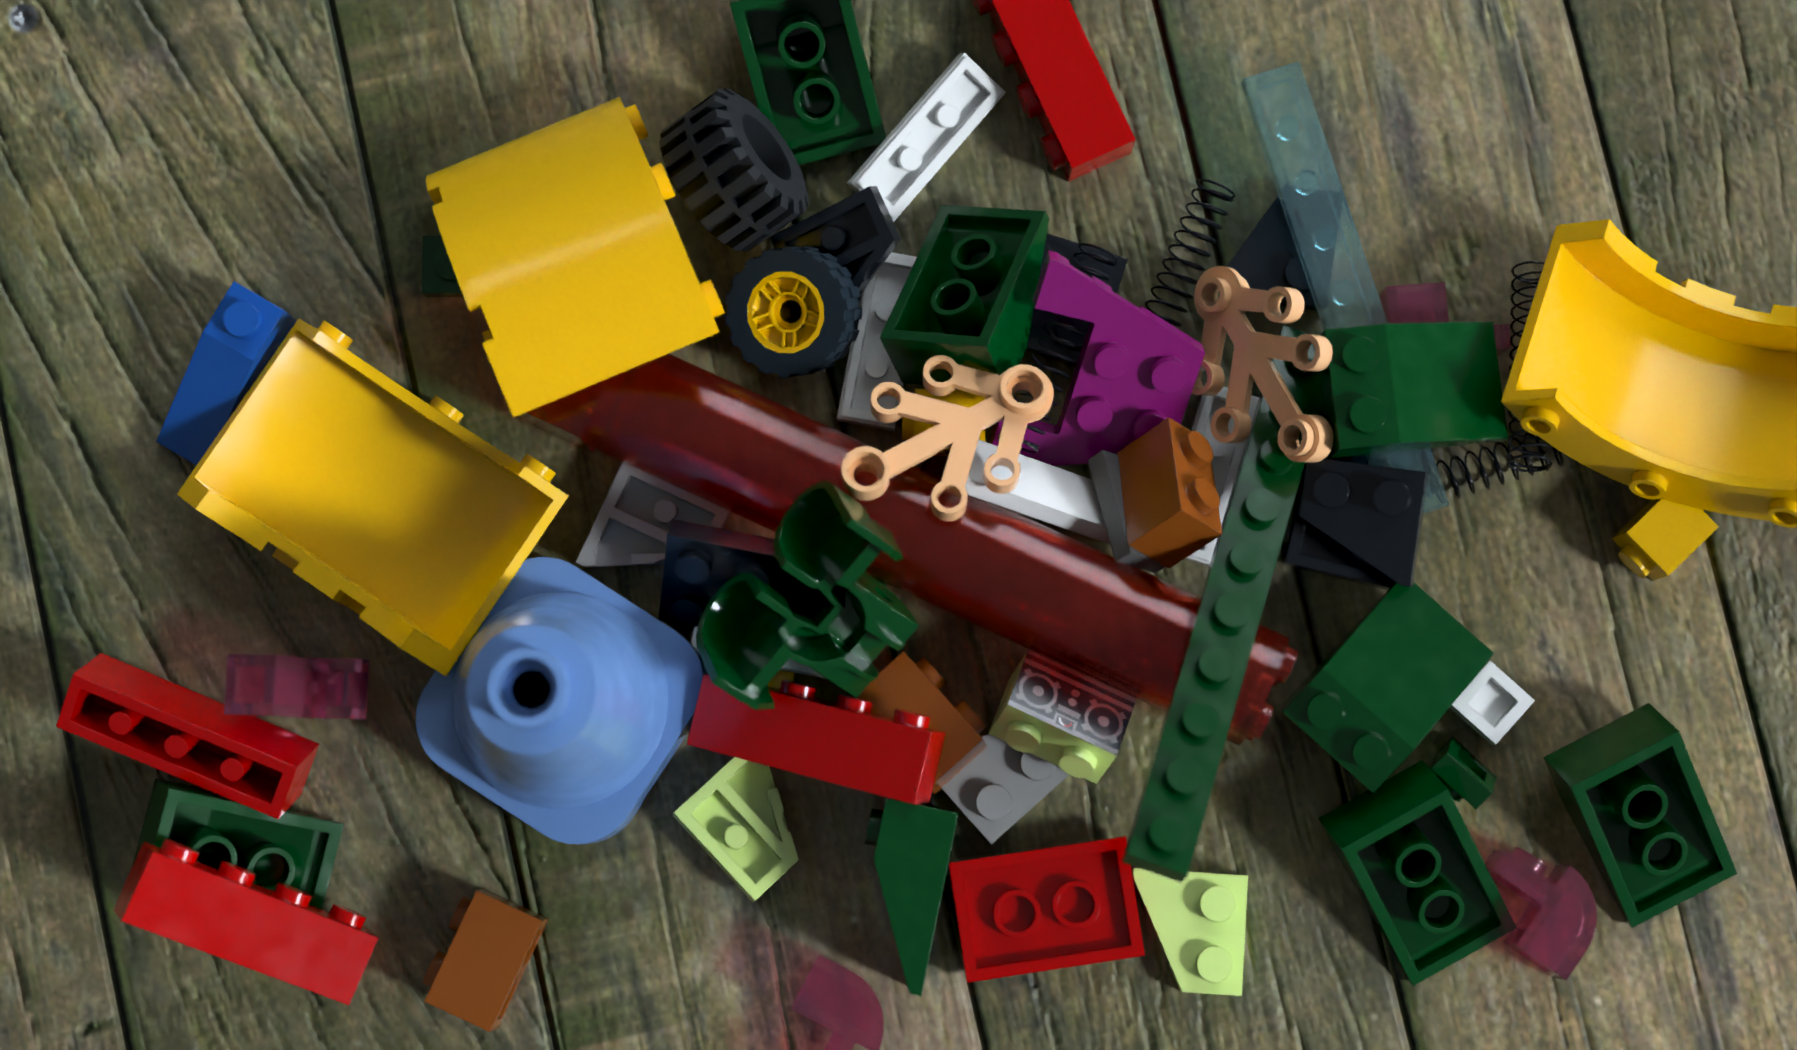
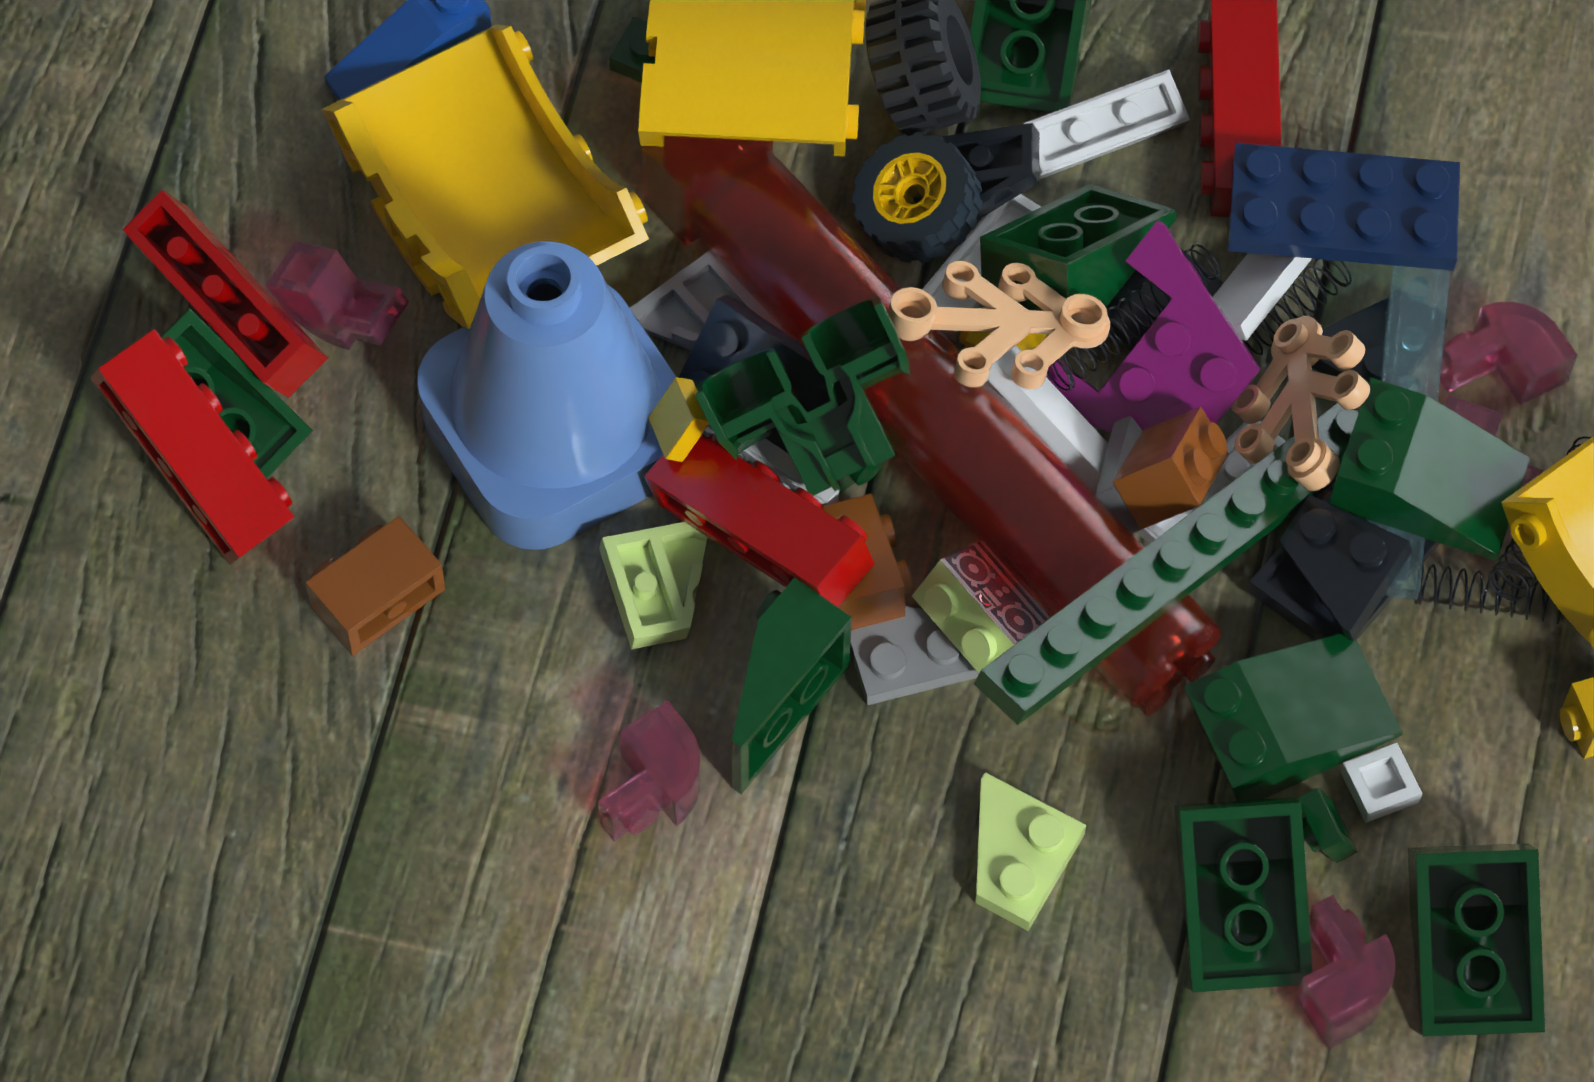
camera: 25 degrees right, 20 degrees down
(691, 685) = (678, 420): none -> yellow tile
(1046, 909) = (888, 770): red plate -> none
(1157, 231) = (1256, 289): none -> white tile
(1204, 134) = (1344, 206): none -> dark blue plate
(1422, 191) = (1516, 343): none -> clear pink brick

